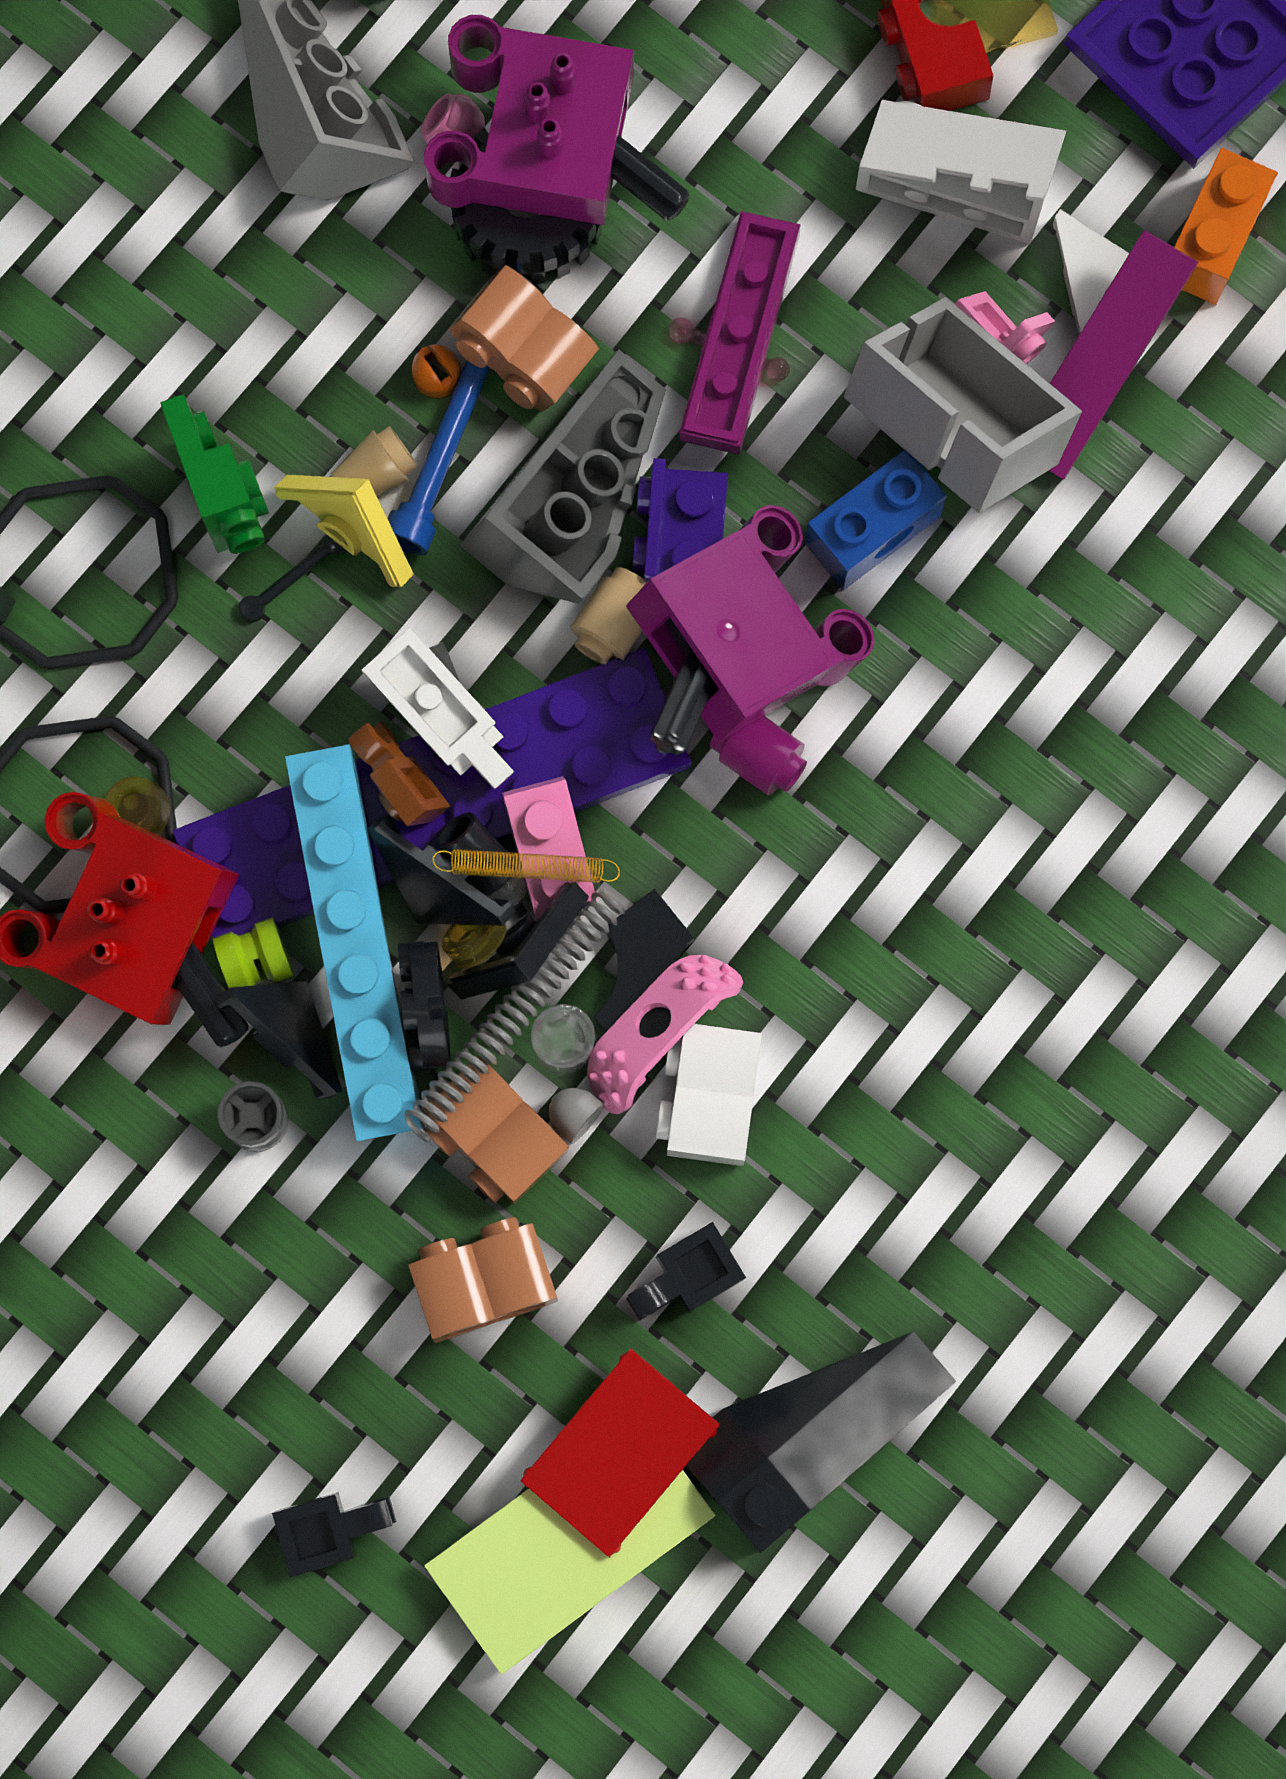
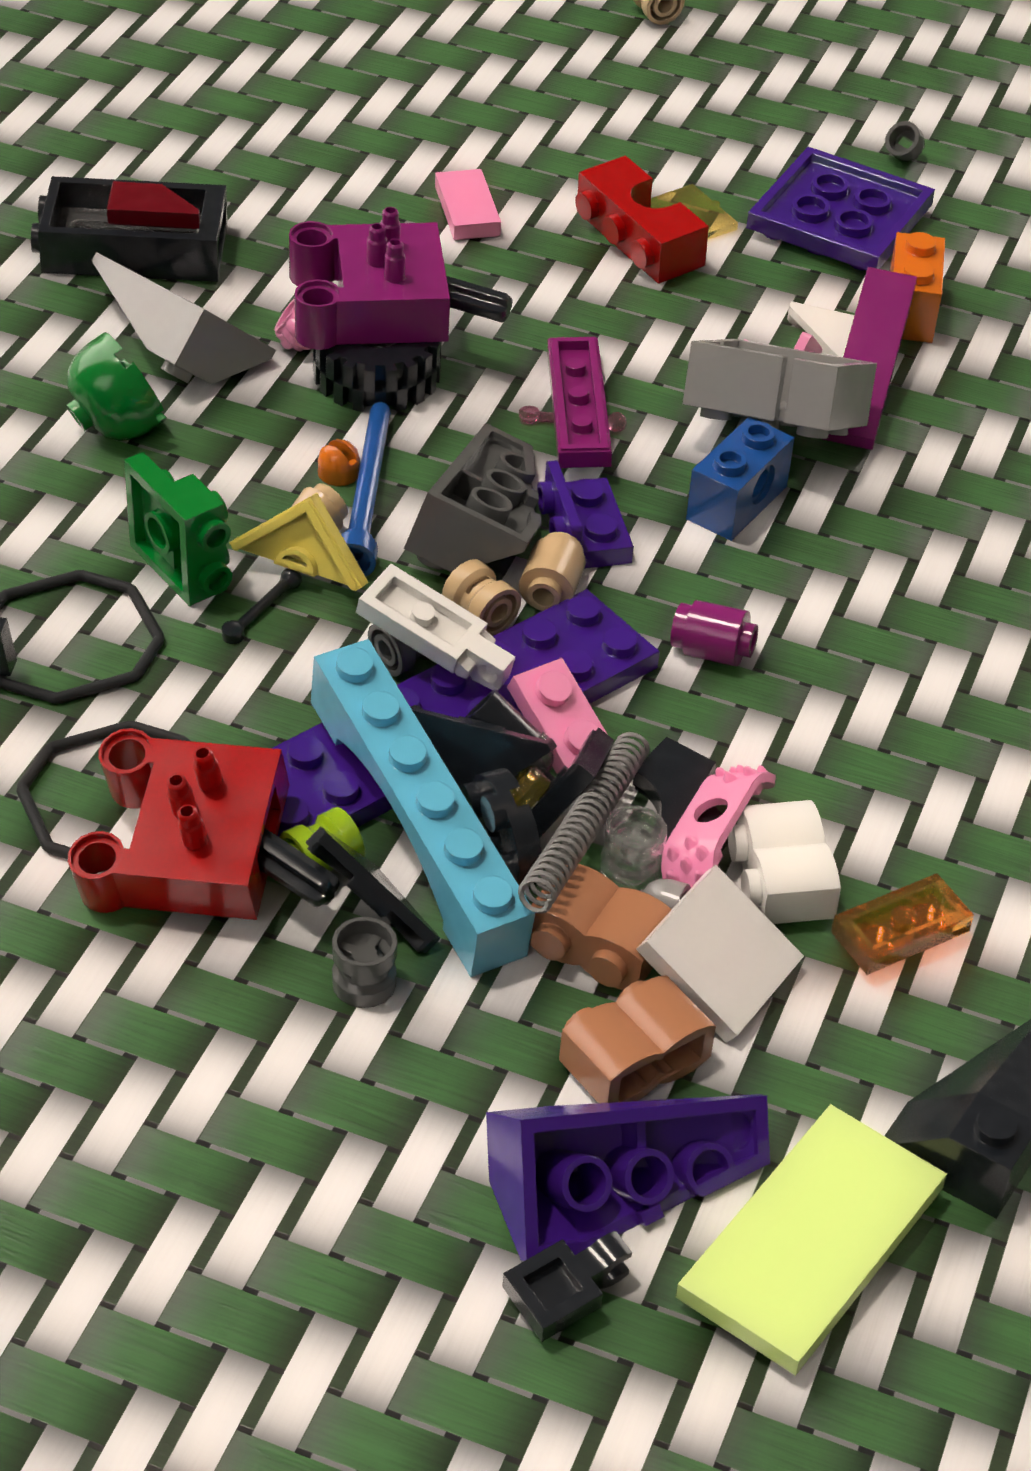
camera: 20 degrees left, 35 degrees down
(199, 215) = (111, 392): none -> green cylinder
(401, 1411) = (616, 1163): none -> dark purple wedge
(403, 784) = (421, 682): dark orange plate -> none
(523, 340) = (403, 416): nougat brick -> none
(523, 638) = (476, 590): none -> tan wheel
(525, 871) = (499, 711): yellow piece -> none
(599, 1201) = (721, 952): none -> white tile
(620, 1452) = (830, 1141): red piece -> none
(694, 1271) = (827, 993): black plate -> none
(739, 634) = (669, 541): magenta piece -> none
(801, 1200) = (902, 923): none -> clear orange plate
(961, 166) = (711, 280): white wedge -> none

